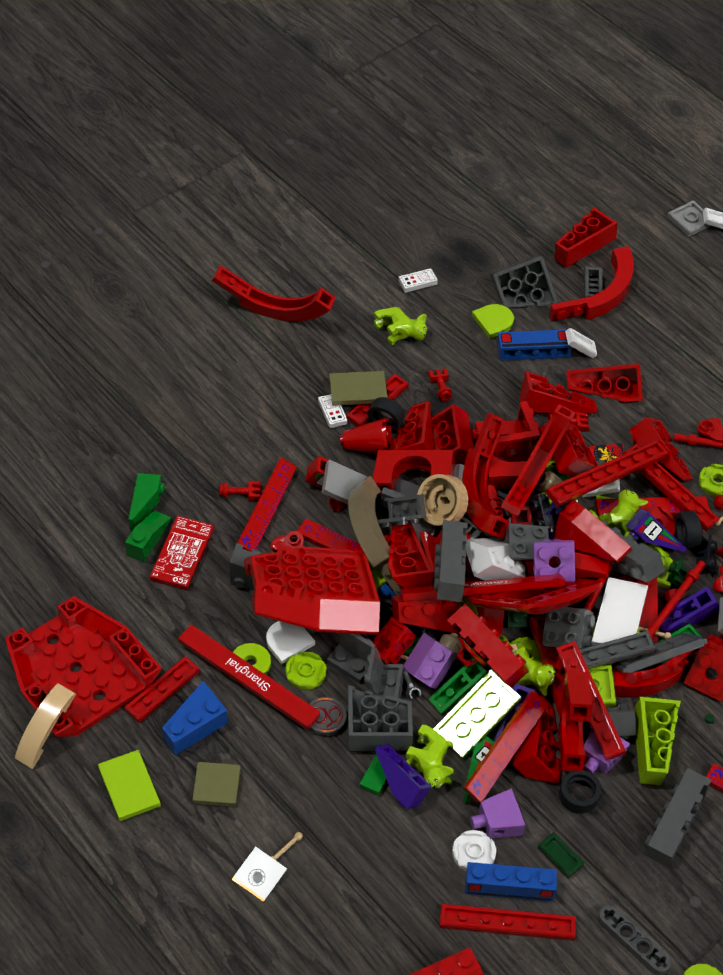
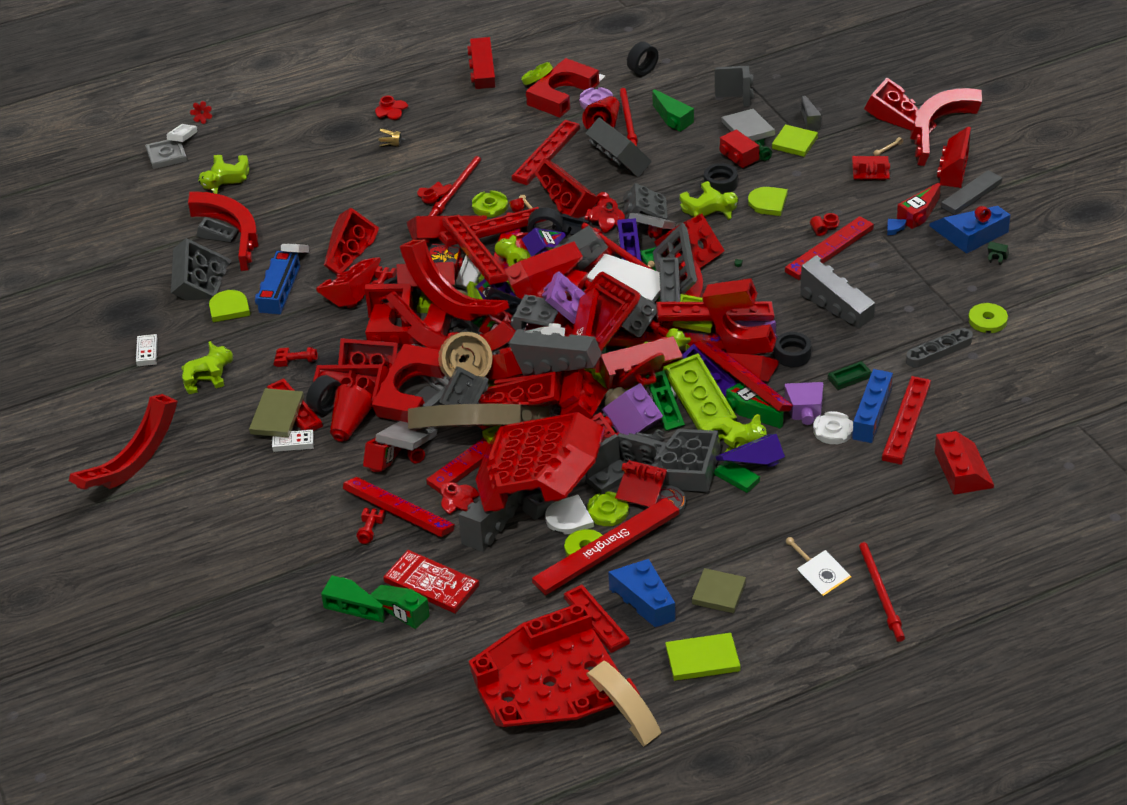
camera: 70 degrees left, 10 degrees down
(204, 948) = (892, 619): none -> red bar
(331, 685) = (640, 483): none -> red hinge
(585, 238) = (157, 218): red wedge -> none
(654, 737) = (780, 292): lime wedge -> none
(672, 265) = (224, 173): none -> lime animal

